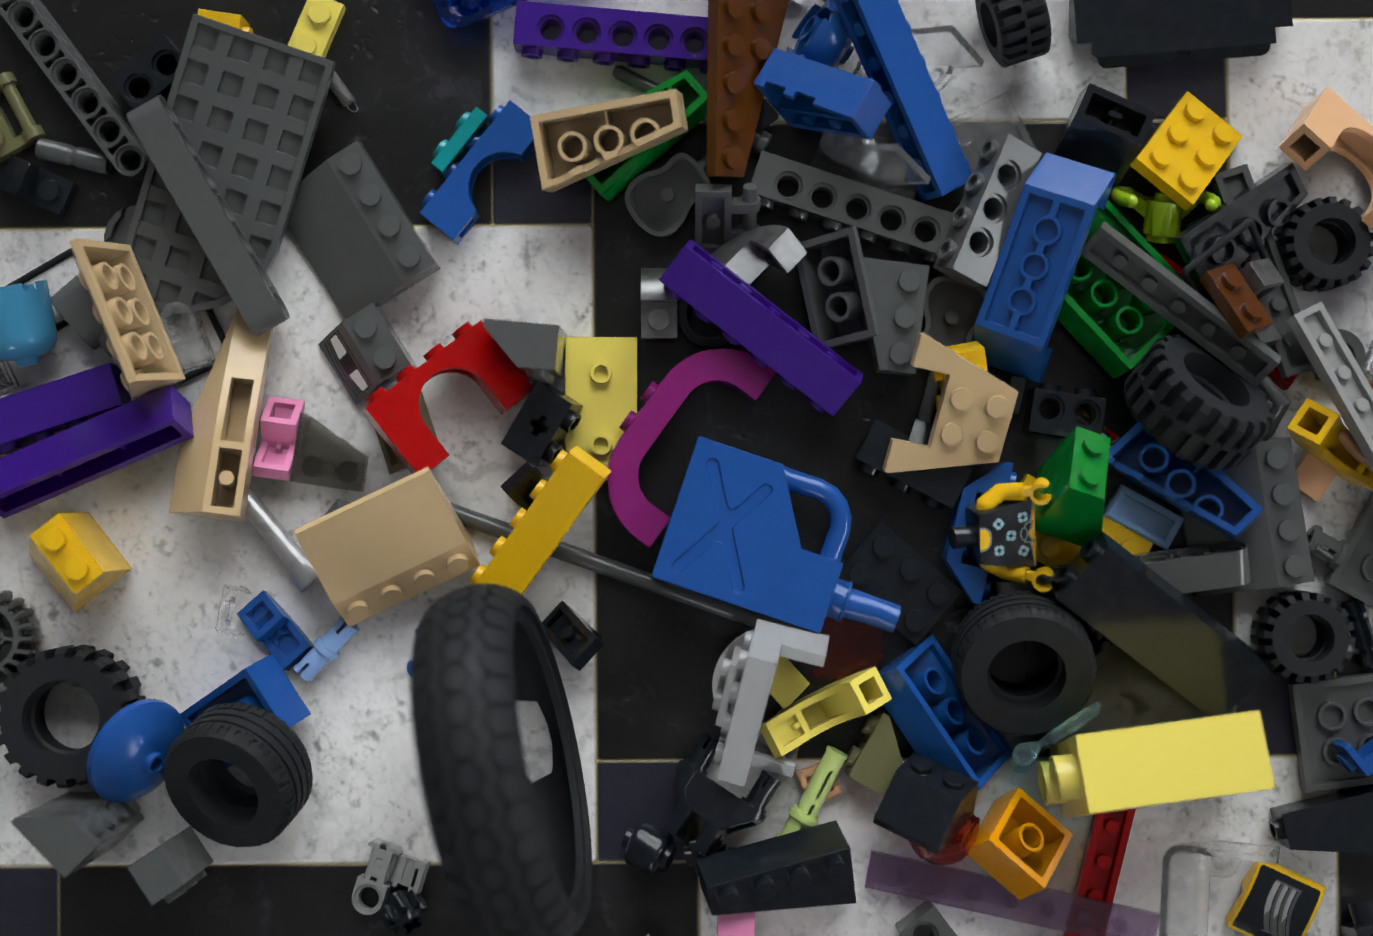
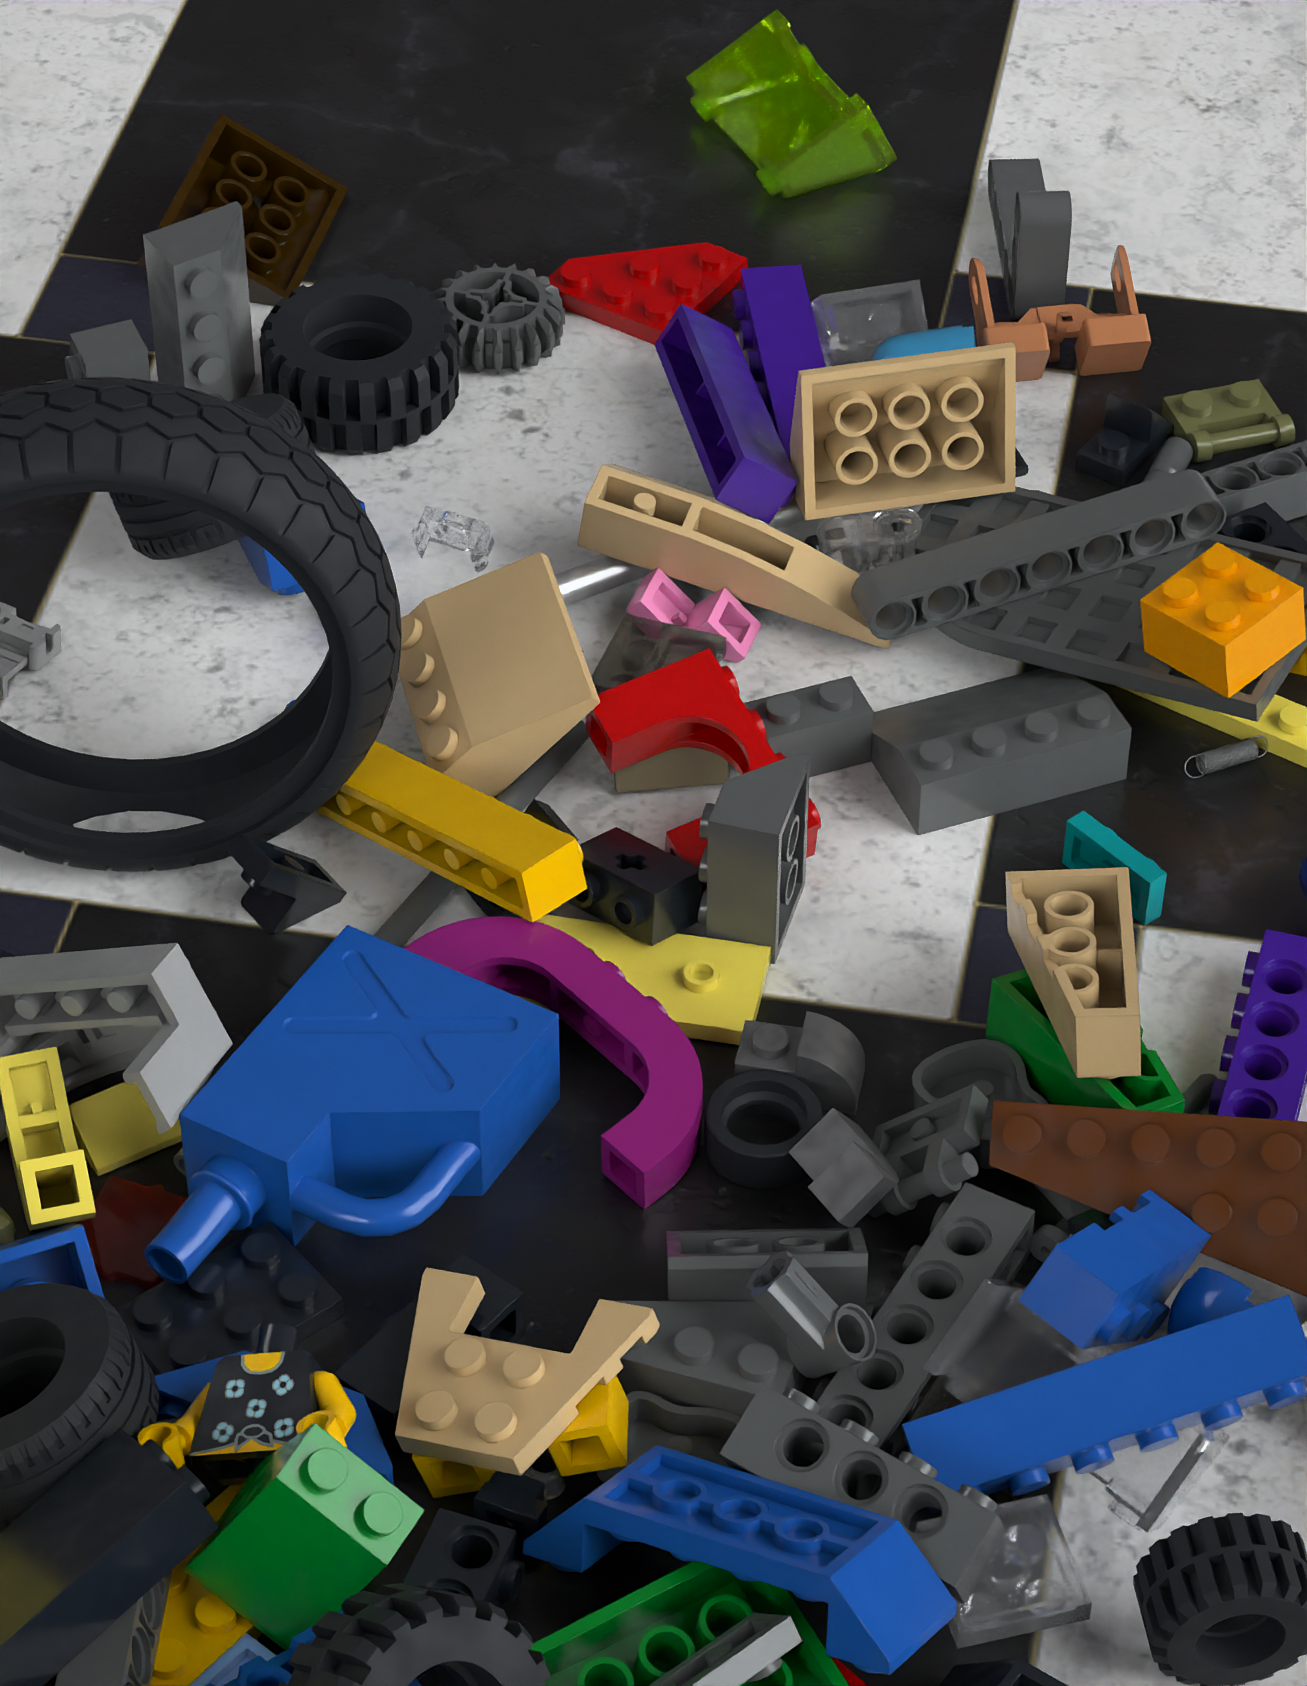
camera: 100 degrees right, 45 degrees down
(76, 557) = (578, 389): yellow slope -> none
(132, 750) = (302, 367): blue dish -> none
(273, 85) = (1223, 619): none -> light orange brick
(276, 630) = (427, 573): blue slope -> none
(452, 205) = (1013, 836): blue arch -> none
(761, 328) = (718, 1139): dark purple brick -> none
(891, 252) = (818, 1330): none -> dark grey piece

